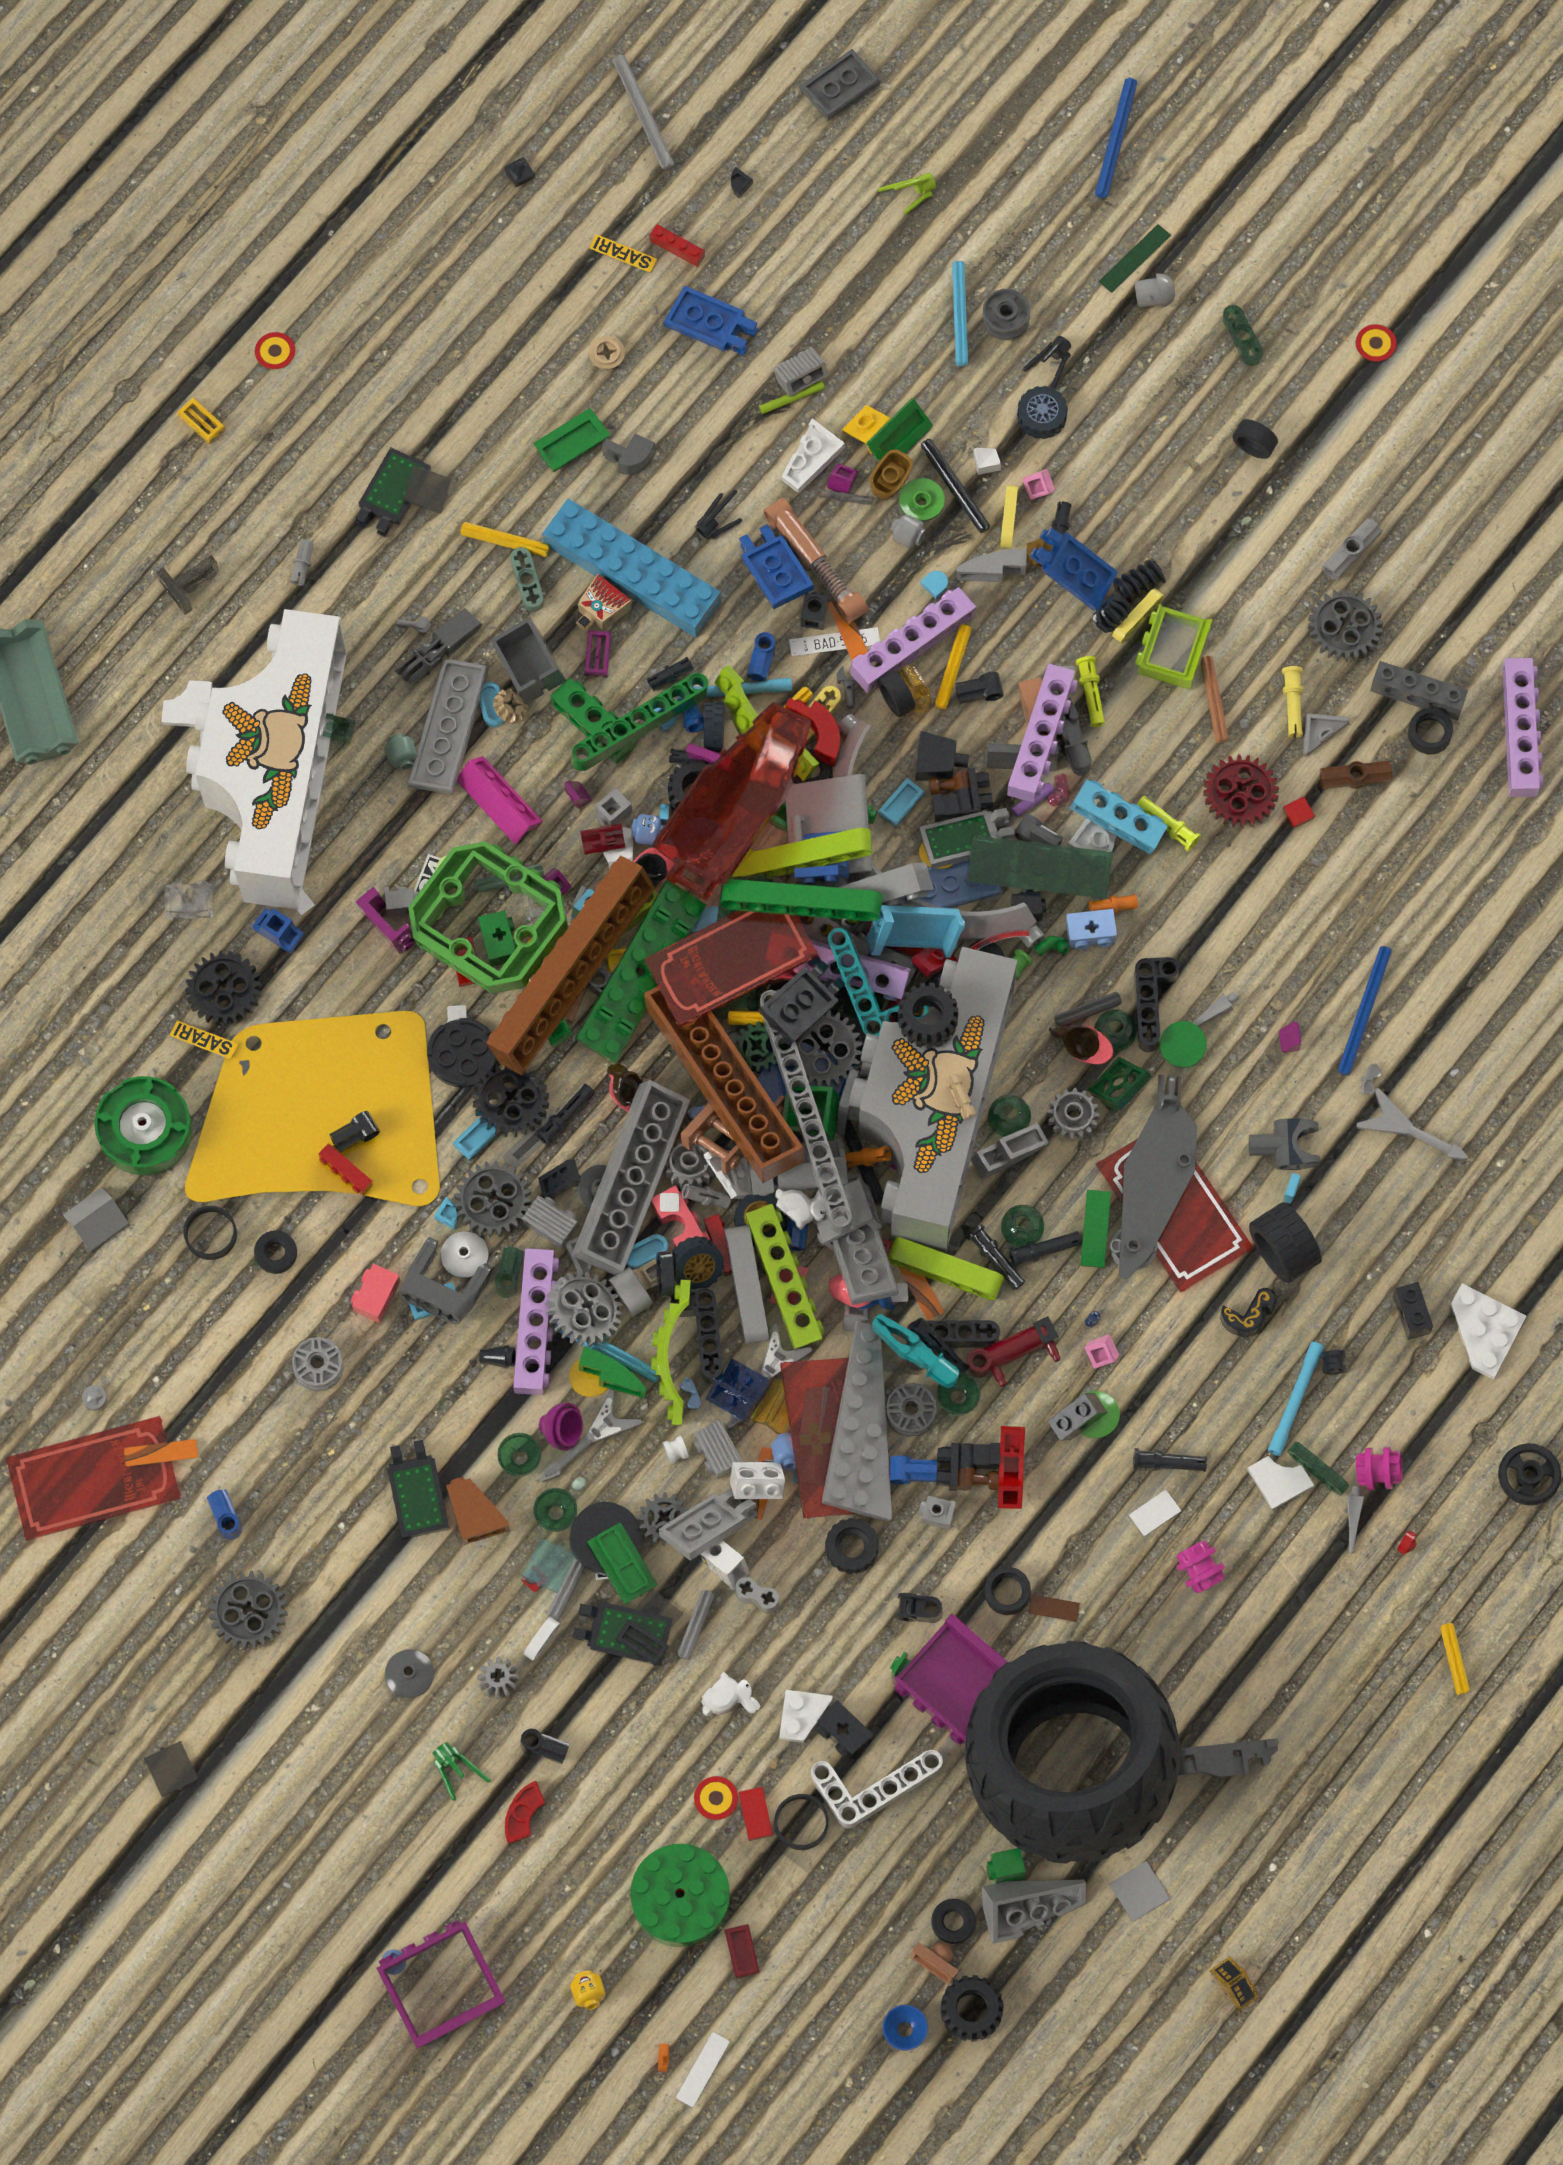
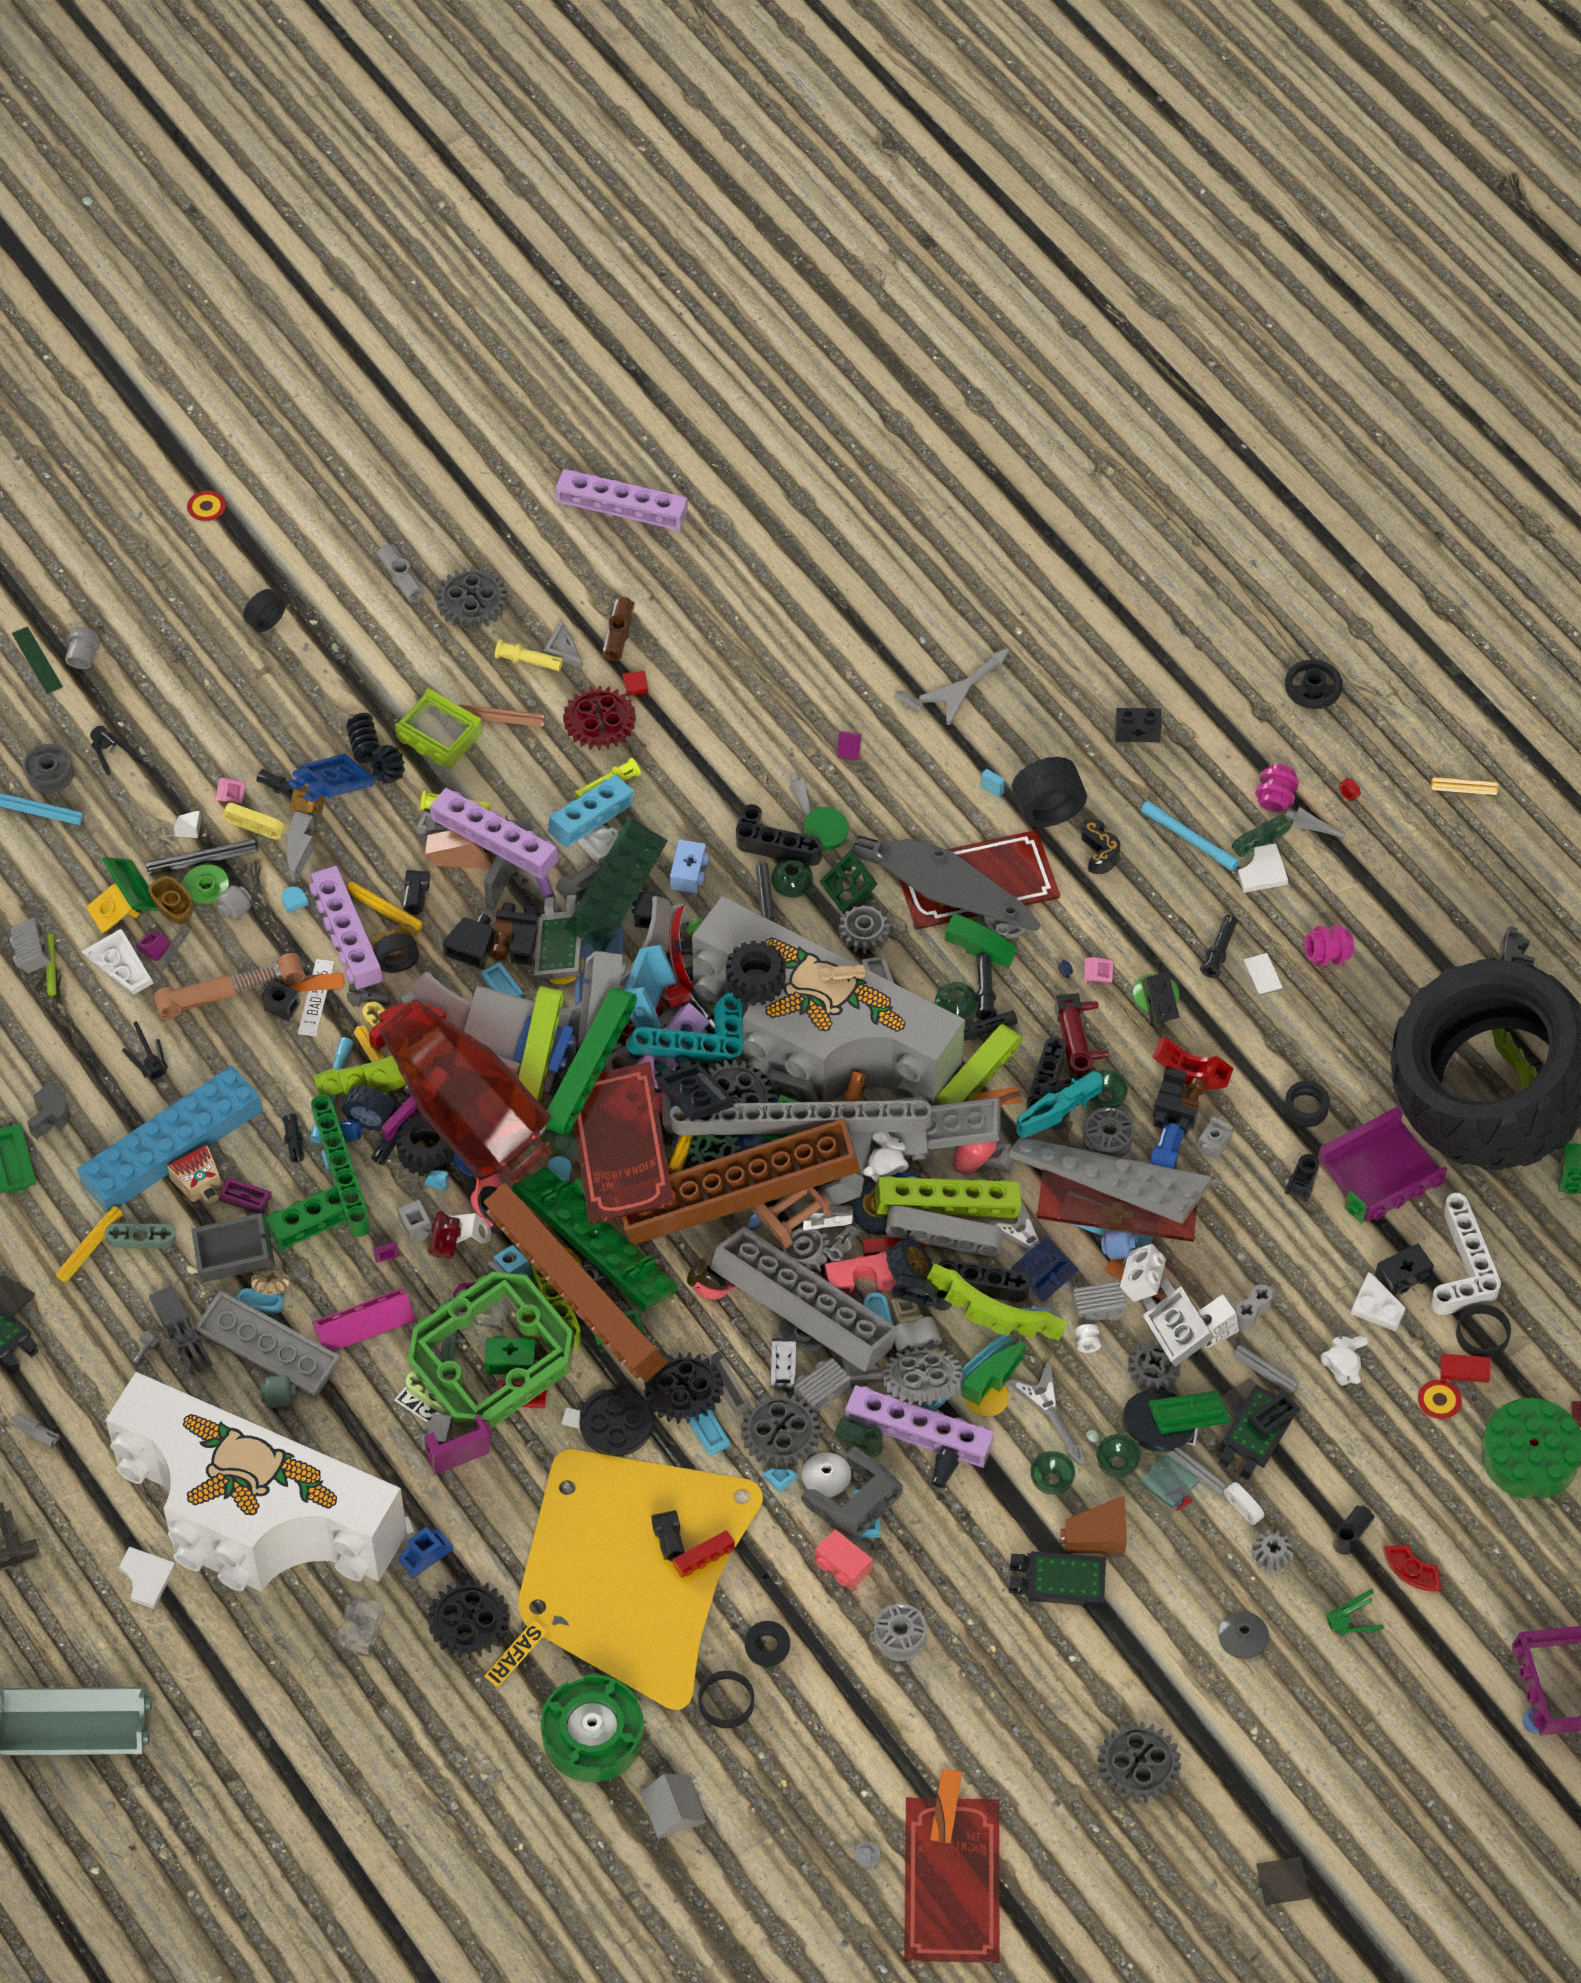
camera: 75 degrees left, 15 degrees down
(224, 1513) = (1029, 1758): blue piece -> none
(559, 1122) = (720, 1352): black pin -> none
(562, 1426) = (1035, 1428): magenta piece -> none
(646, 828) = (449, 1196): medium blue head -> none
(669, 1202) = (840, 1273): white sticker -> none
(761, 658) = (309, 1056): blue piece -> none
(773, 1409) = (1071, 1242): clear yellow panel -> none
(775, 568) = (223, 1018): blue tile -> none
(845, 1528) = (1229, 1200): black tyre -> none
(1042, 412) = (160, 768): black wheel -> none
(1054, 943) = (690, 902): green arm -> none
(1054, 1608) = (1332, 1073): reddish brown sticker -> none
(1084, 1043) = (802, 896): dark brown hair -> none
(1115, 903) = (669, 850): orange pin -> none
(1138, 615) = (388, 737): light yellow beam -> none
(1243, 325) = (162, 603): clear green beam -> none
(1284, 1144) = (949, 777): dark grey connector -> none
(1333, 1362) = (1166, 796): black wheel -> none
(1364, 1010) = (843, 686): blue axle -> none
(1418, 689) = (557, 561): dark grey brick -> none
(1430, 714) = (598, 552): black tyre -> none
(1485, 1328) = (1169, 681): white plate -> none

